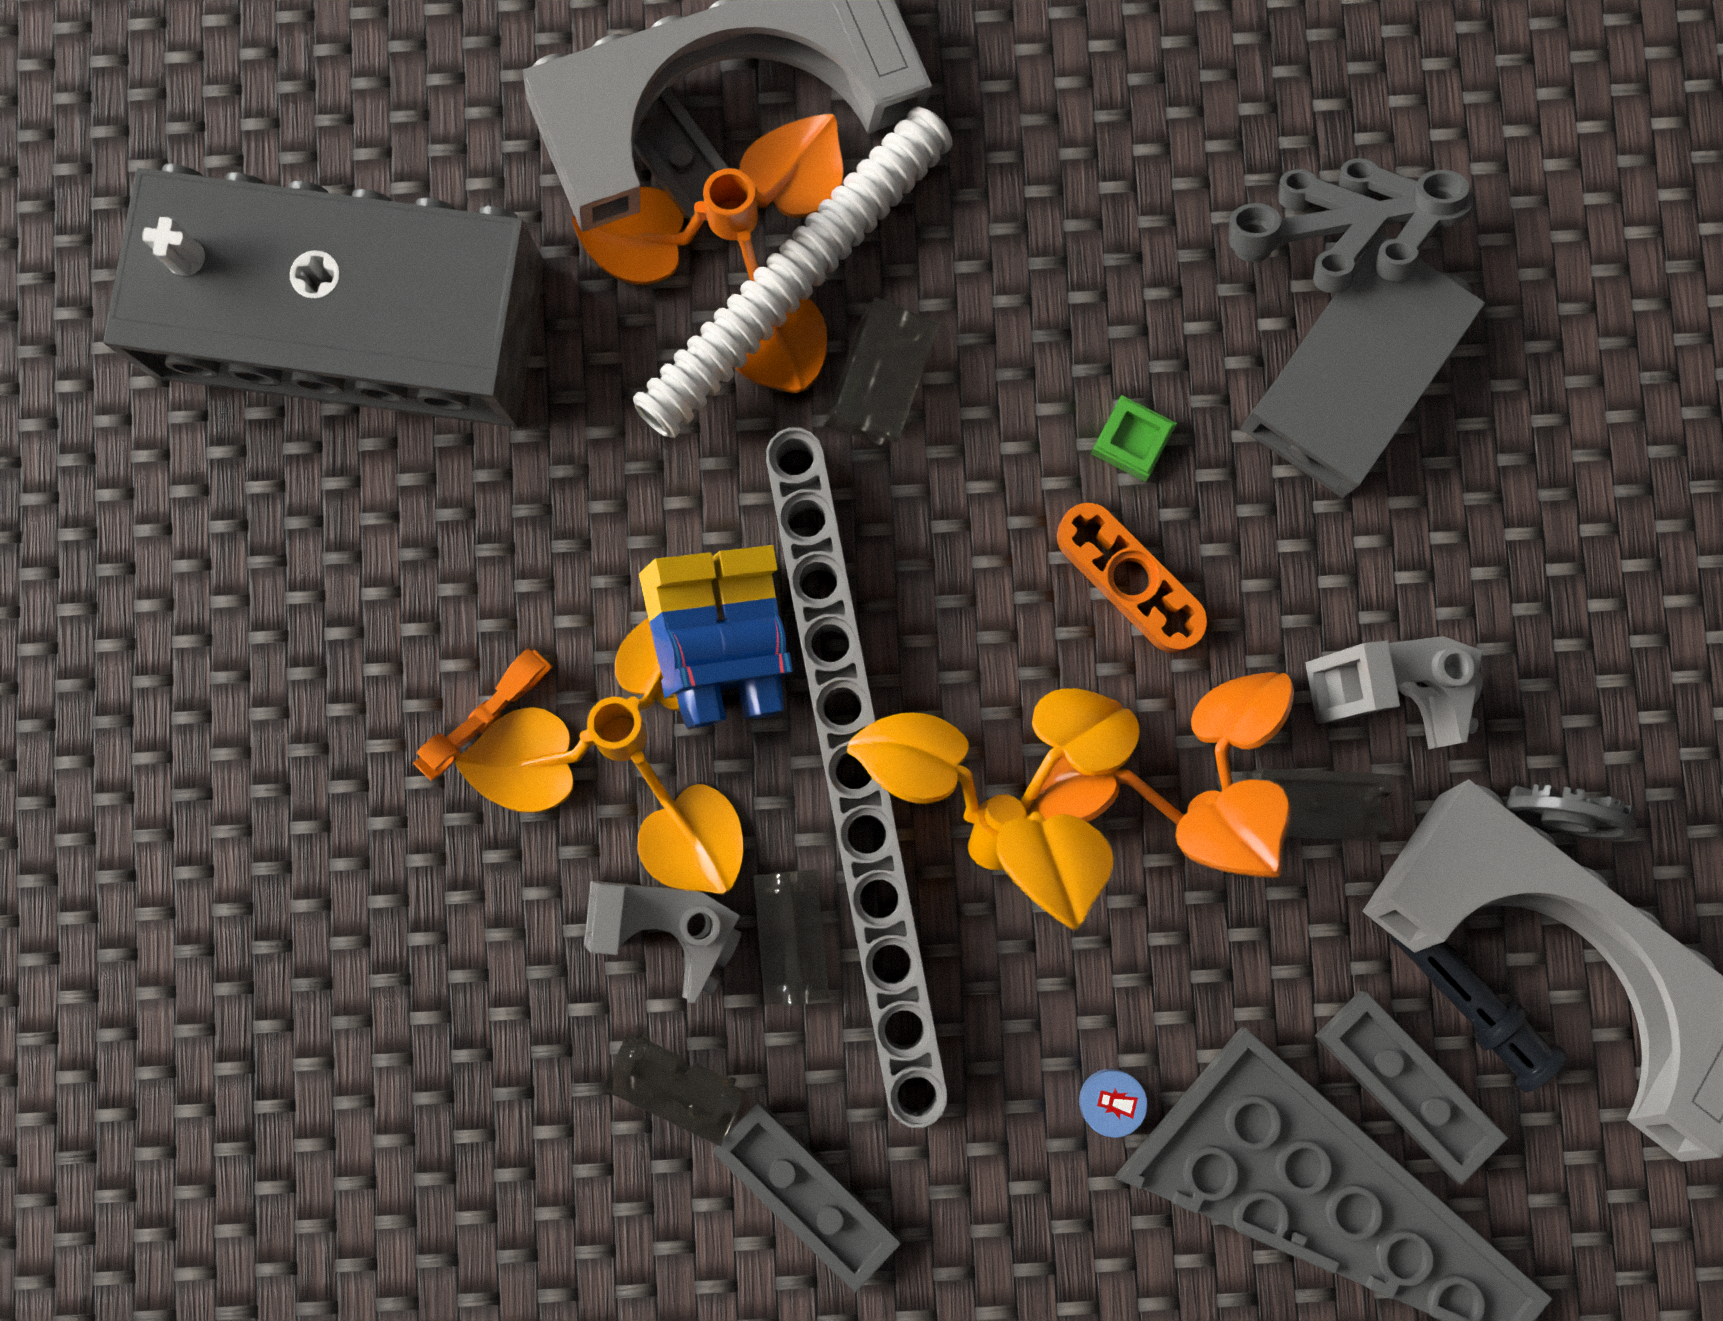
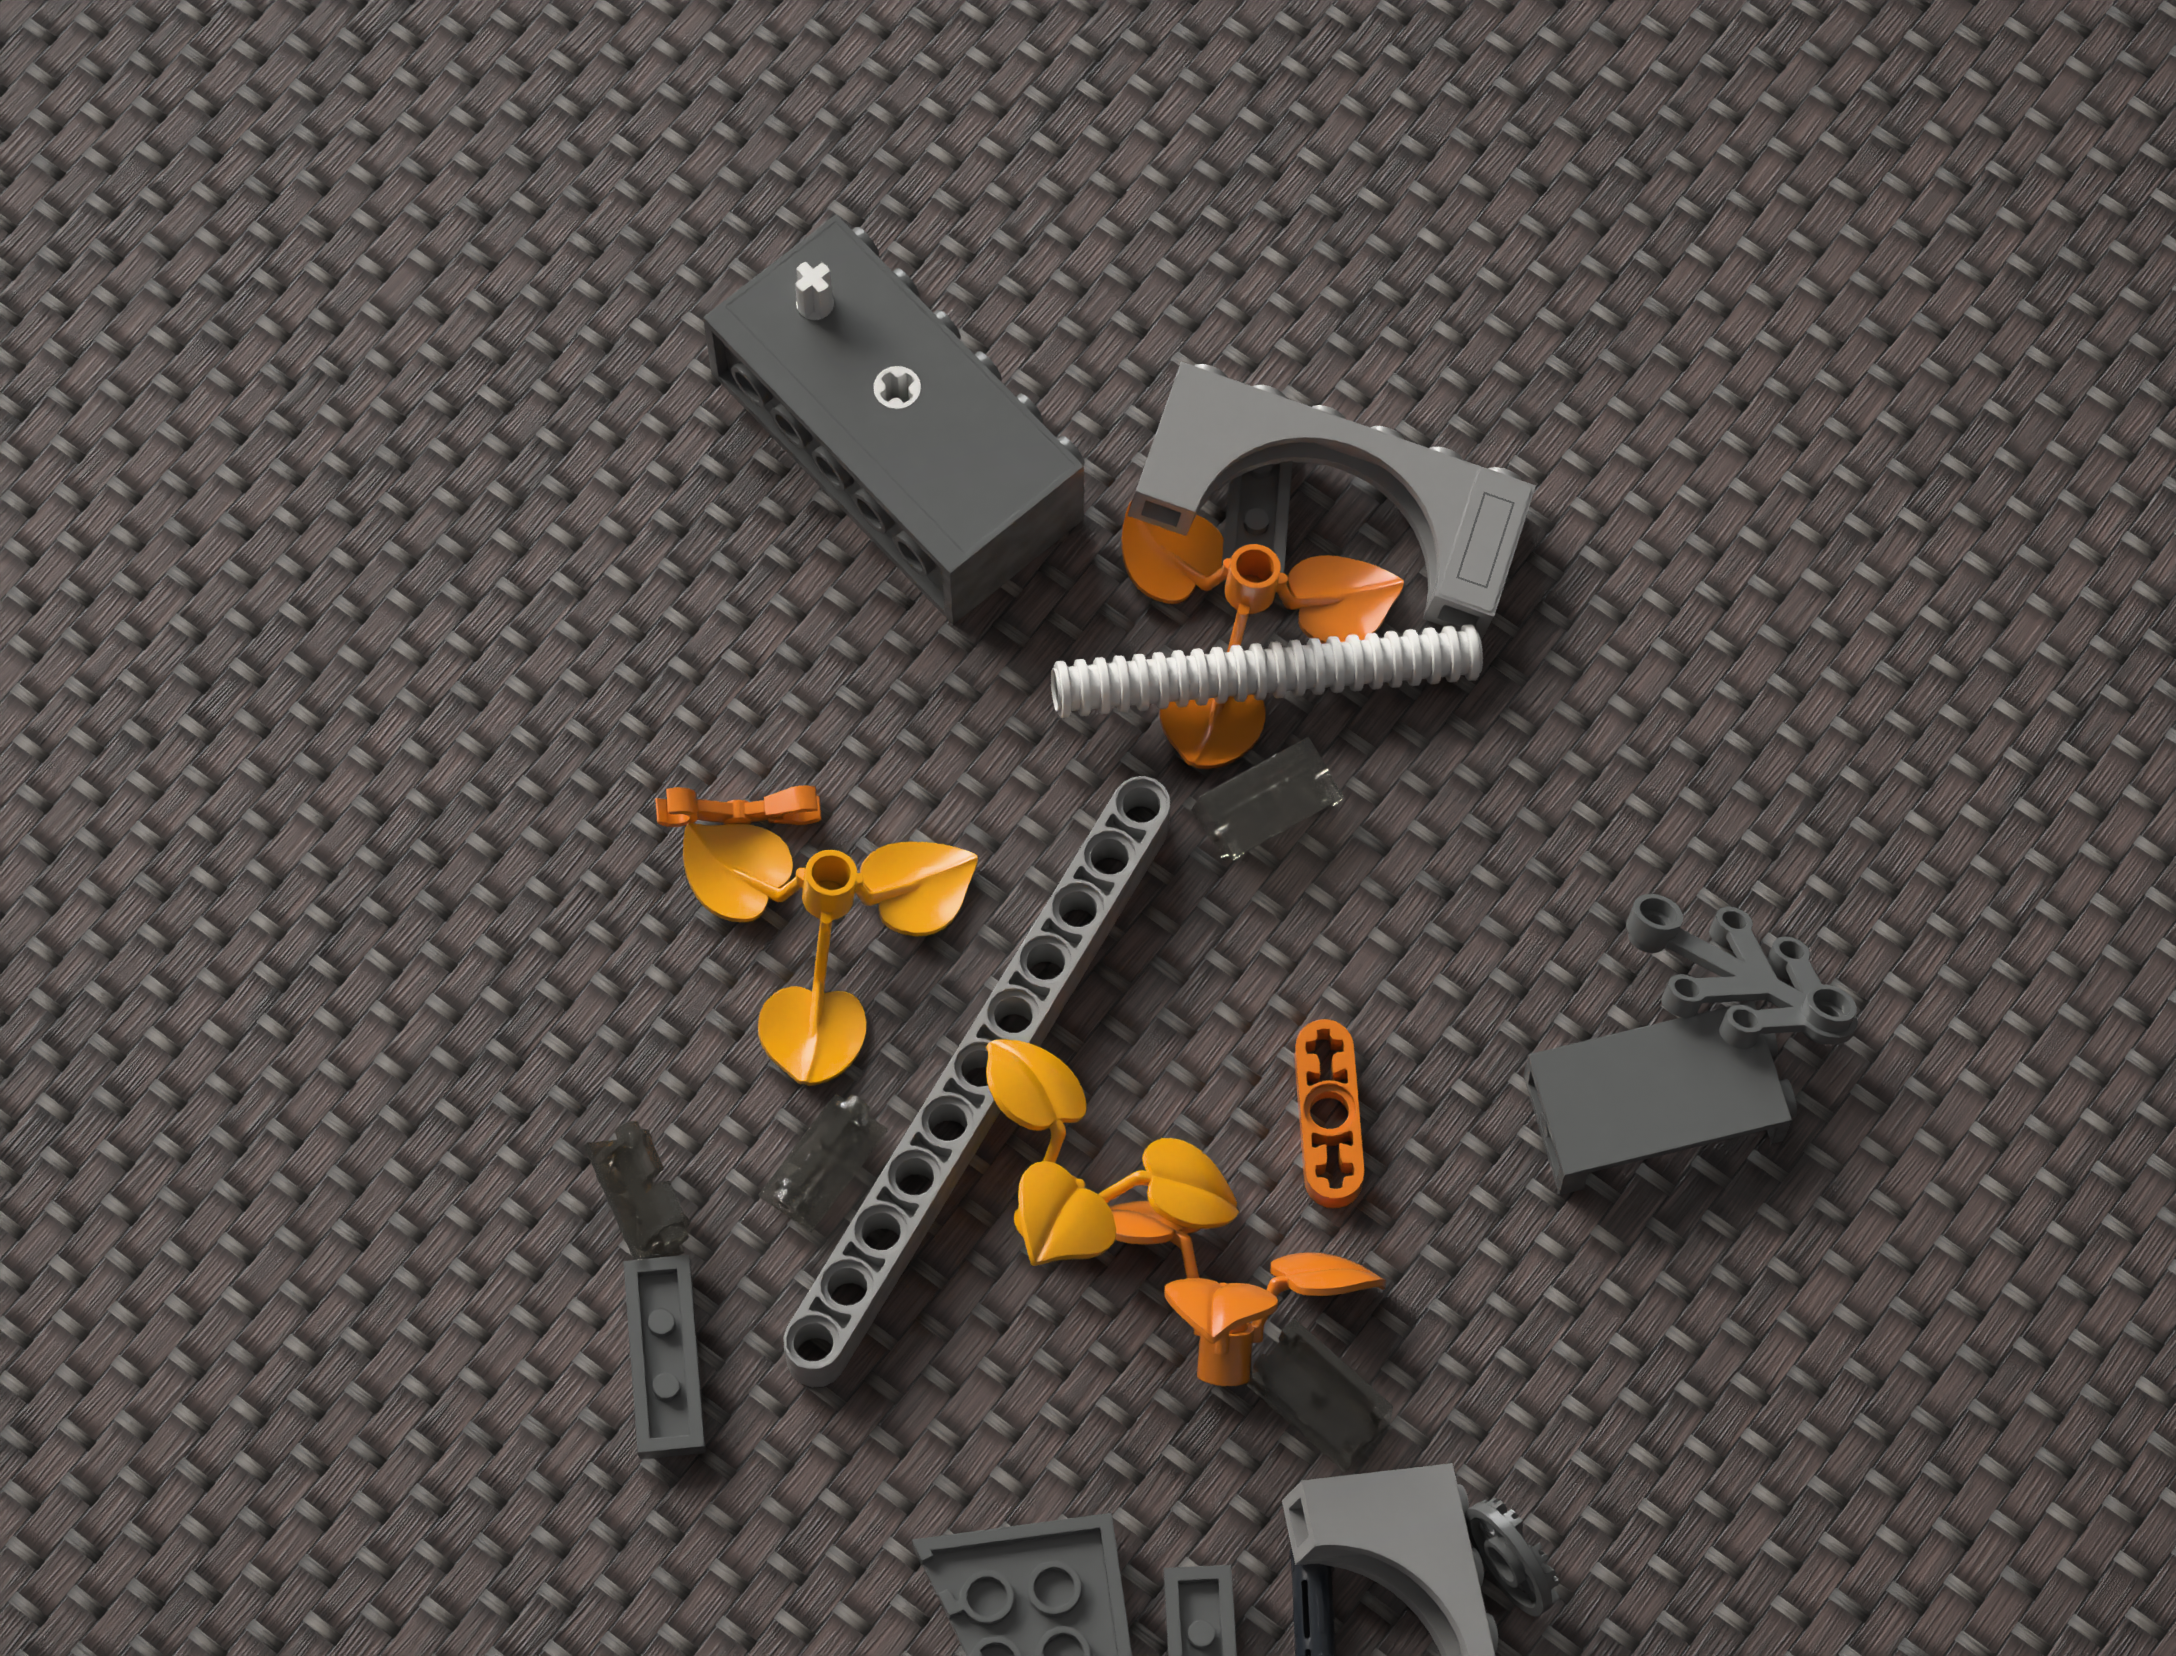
camera: 40 degrees right, 15 degrees down
(625, 909) = (720, 1028): light grey tile -> none
(717, 632) = (962, 909): blue hips -> none
(1113, 1103) = (959, 1490): medium blue tile -> none
(1133, 438) = (1427, 1012): bright green tile -> none
(1369, 674) = (1452, 1321): light grey tile -> none

